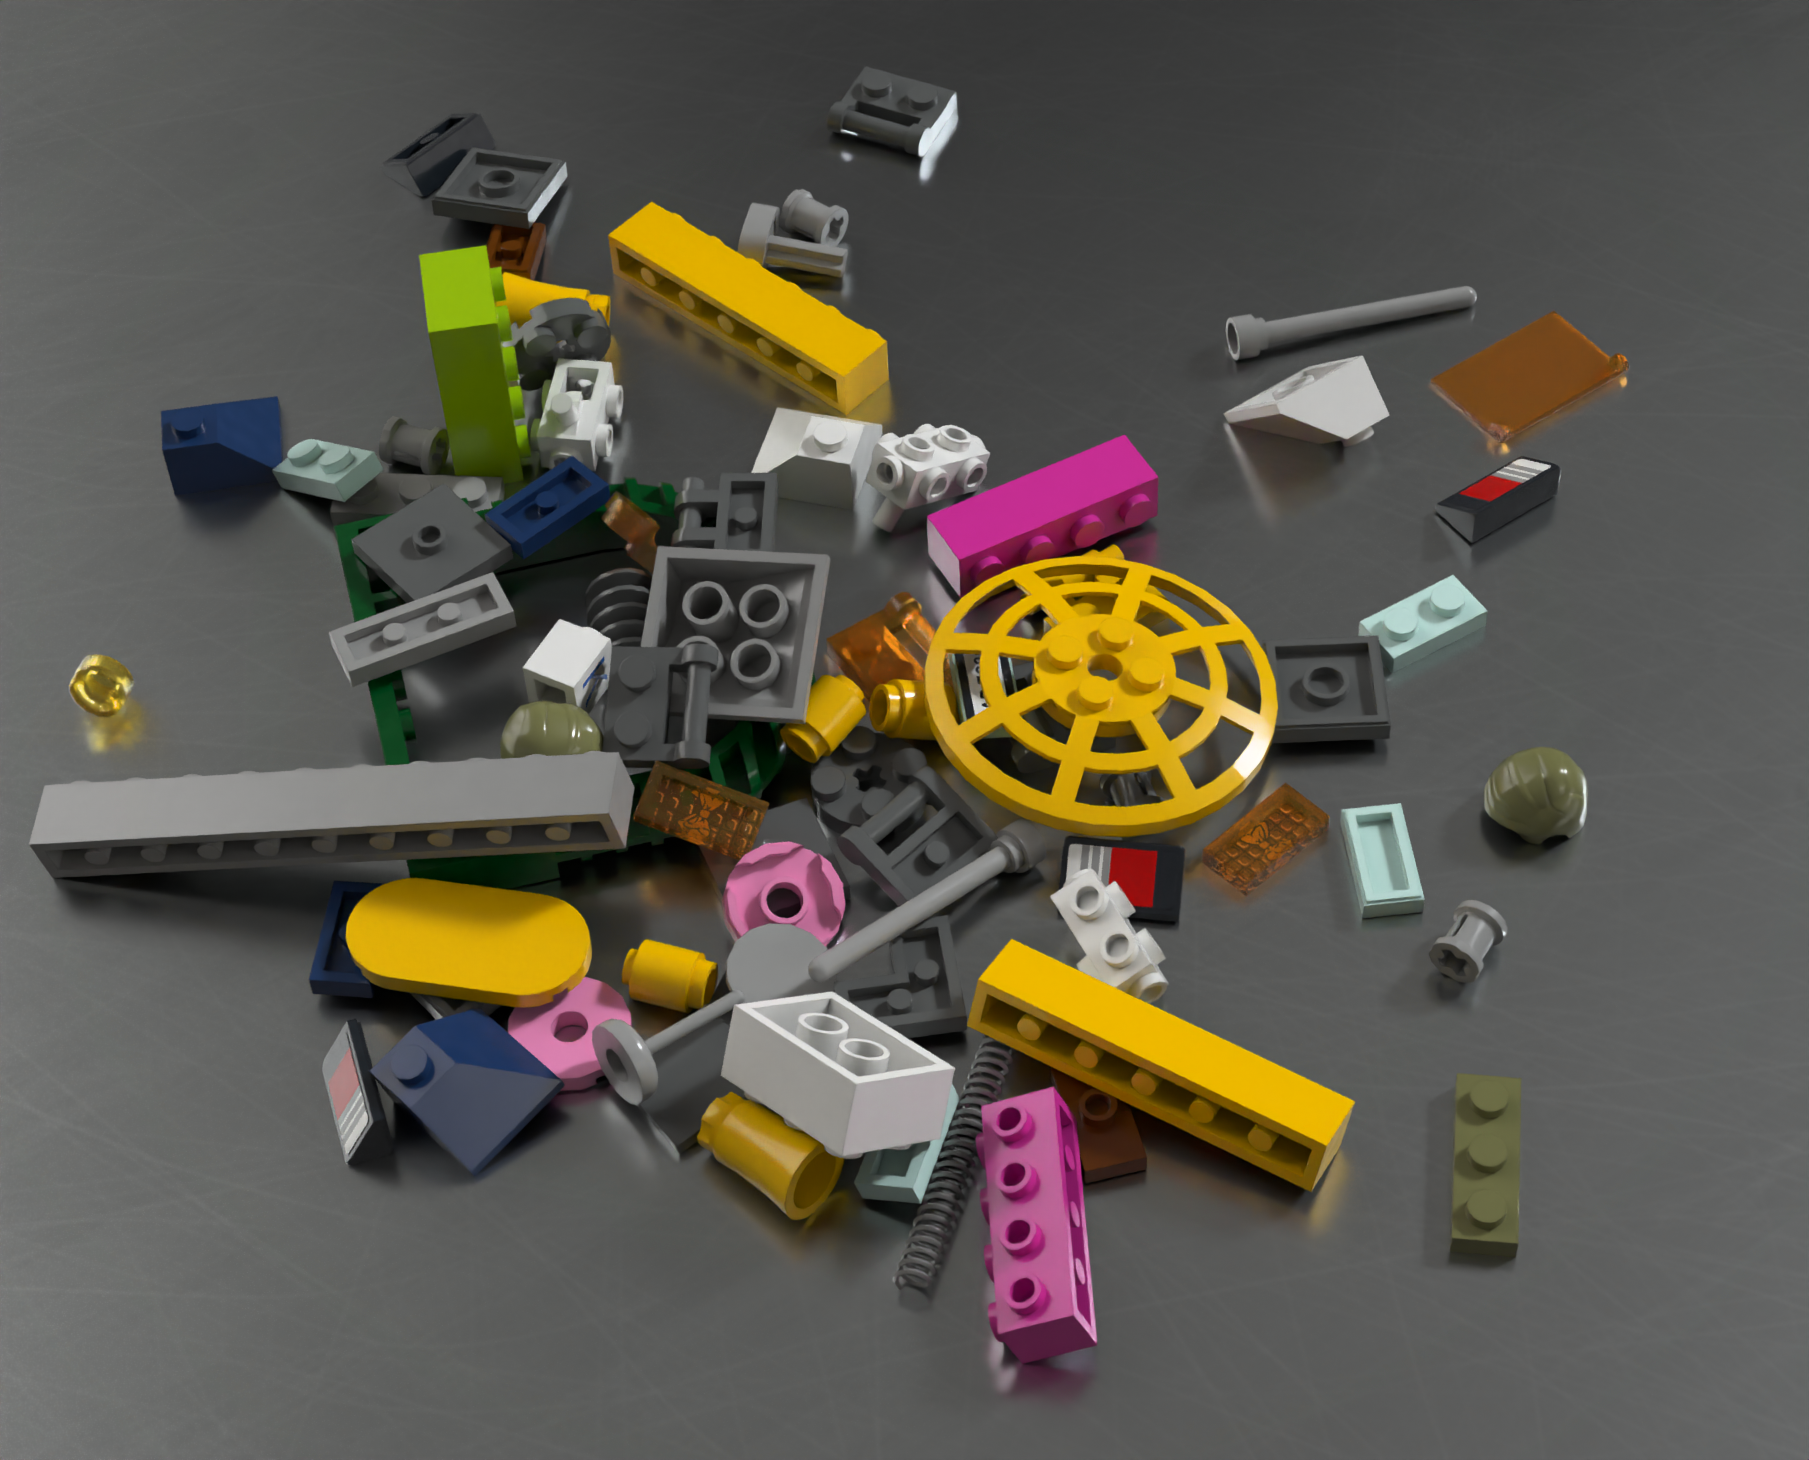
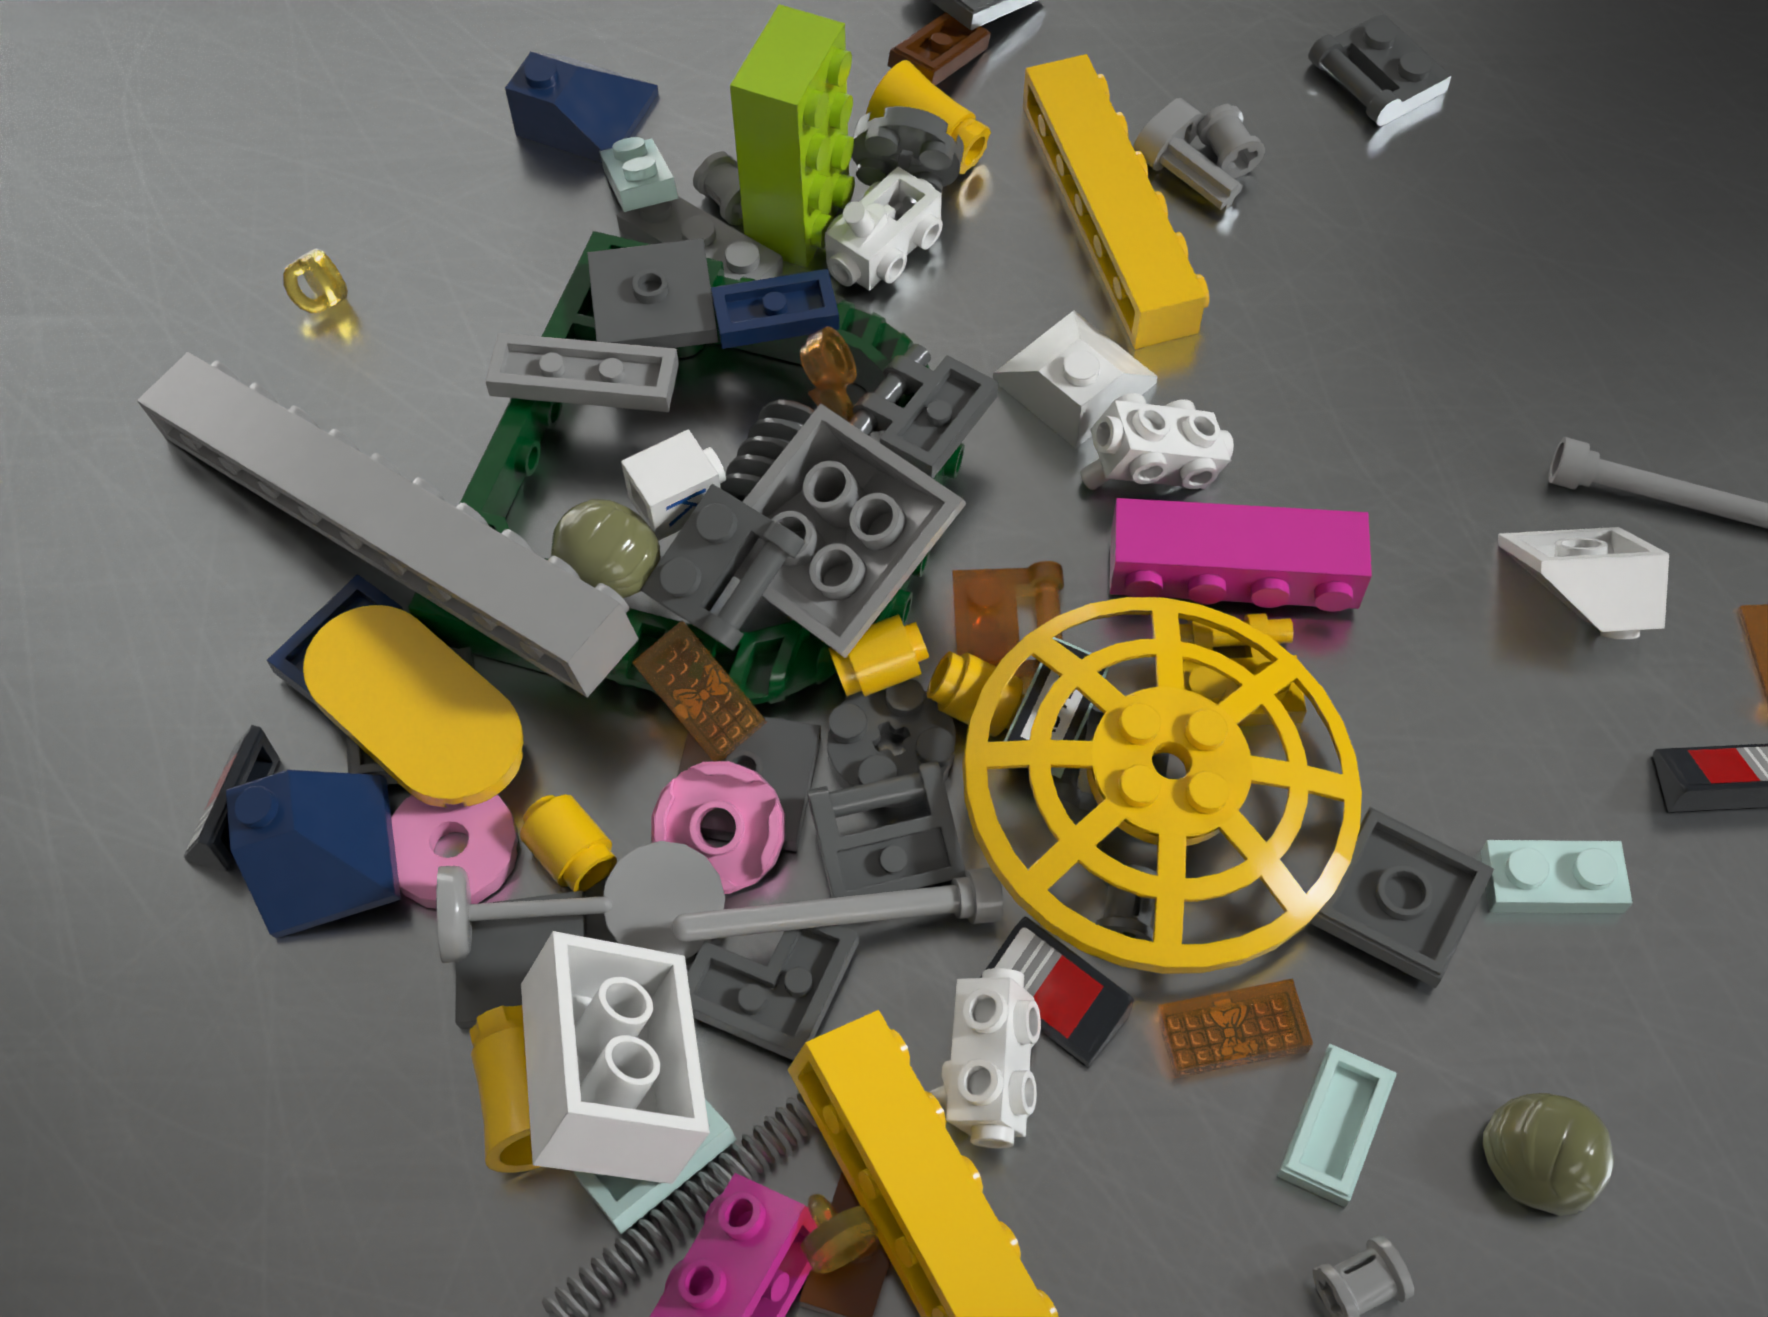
camera: 30 degrees right, 10 degrees up
(1087, 1098) = (837, 1236): none -> clear yellow tile

